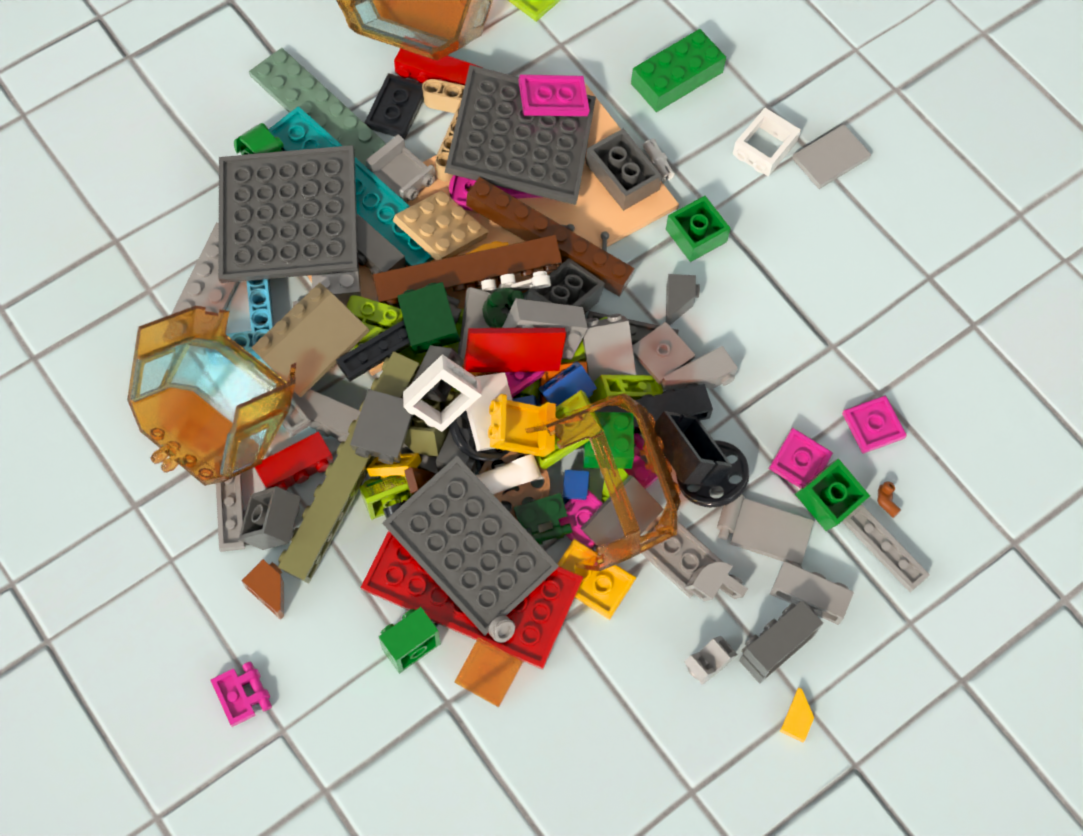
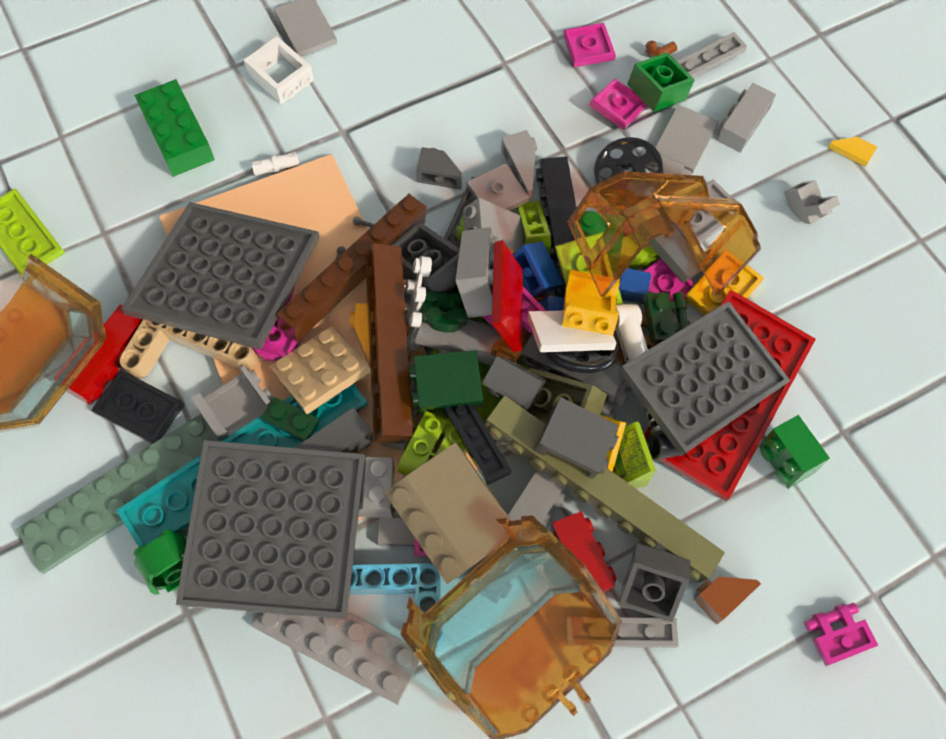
camera: 80 degrees left, 0 degrees up
(391, 204) = (290, 419): none -> dark green plate
(417, 478) = (633, 415): reddish brown tile -> none
(452, 374) = (564, 361): white window -> none
(488, 672) = (818, 387): clear orange tile -> none
(501, 629) = (784, 364): light grey tile -> none
(553, 95) = (184, 233): dark pink plate -> none
(623, 169) = (288, 187): dark grey brick -> none
(691, 450) = (632, 159): black piece -> none
(697, 228) = (367, 138): green brick -> none
(712, 577) = (736, 184): light grey brick -> none
(780, 640) = (797, 142): dark grey piece -> none

